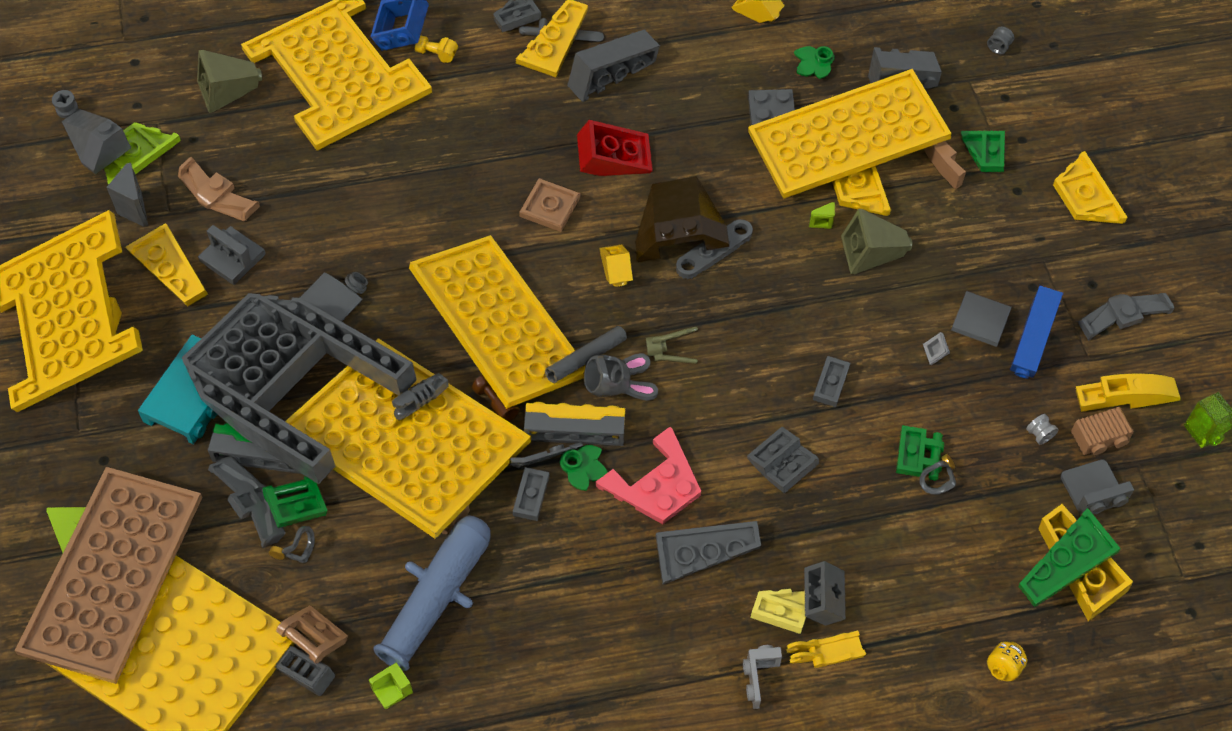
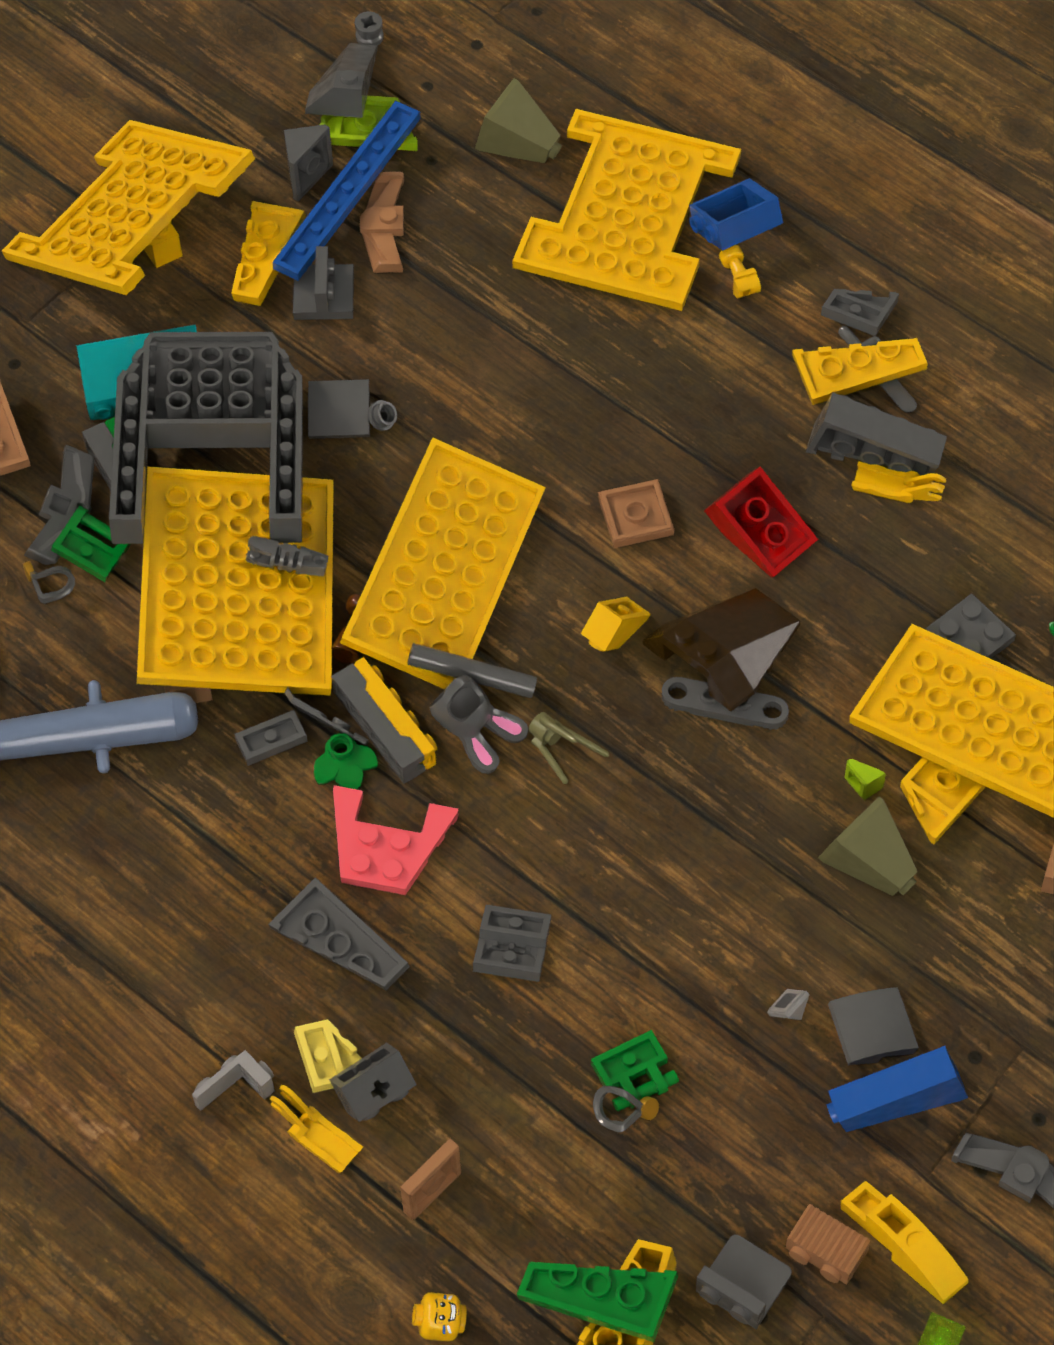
camera: 55 degrees right, 0 degrees up
(178, 191) = (346, 190): none -> blue plate
(647, 74) = (897, 484): none -> yellow arm
(831, 381) = (650, 925): dark grey plate -> none
(918, 603) = (431, 1179): none -> medium nougat plate
(1042, 429) = (774, 1178): light grey wheel -> none

